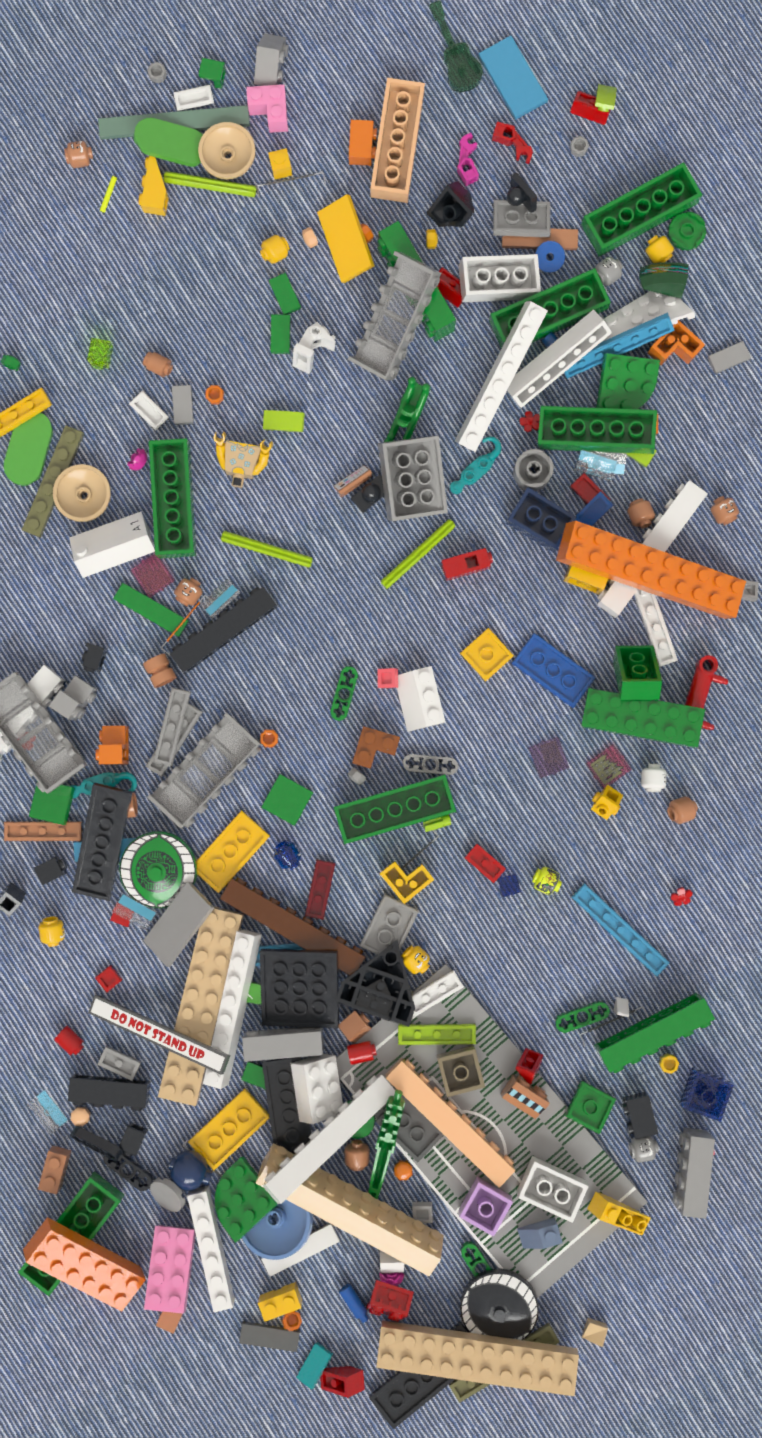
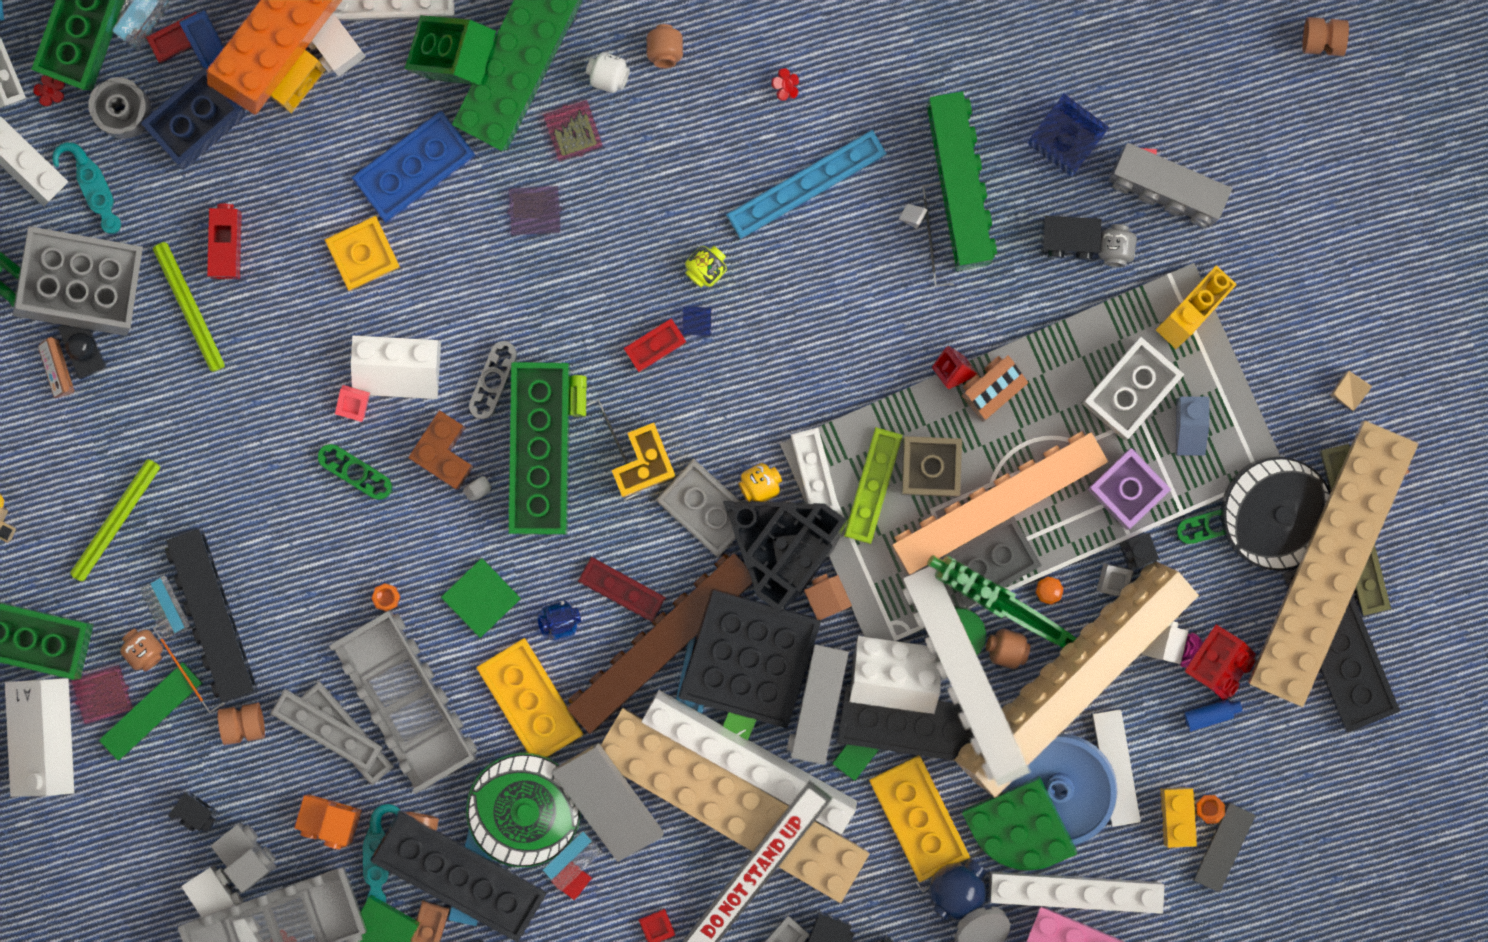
camera: 75 degrees left, 0 degrees up
(314, 1365) = (1282, 796): teal tile -> none
(343, 1380) = (1312, 762): red slope -> none
(361, 1052) = (865, 598): red brick -> none
(447, 1223) = (1139, 551): none -> black brick
(590, 1107) = (1039, 302): green tile -> none
(594, 1007) = (903, 254): green beam -> none
(606, 802) = (621, 148): yellow brick -> none
(668, 1063) = (1011, 174): yellow tile -> none

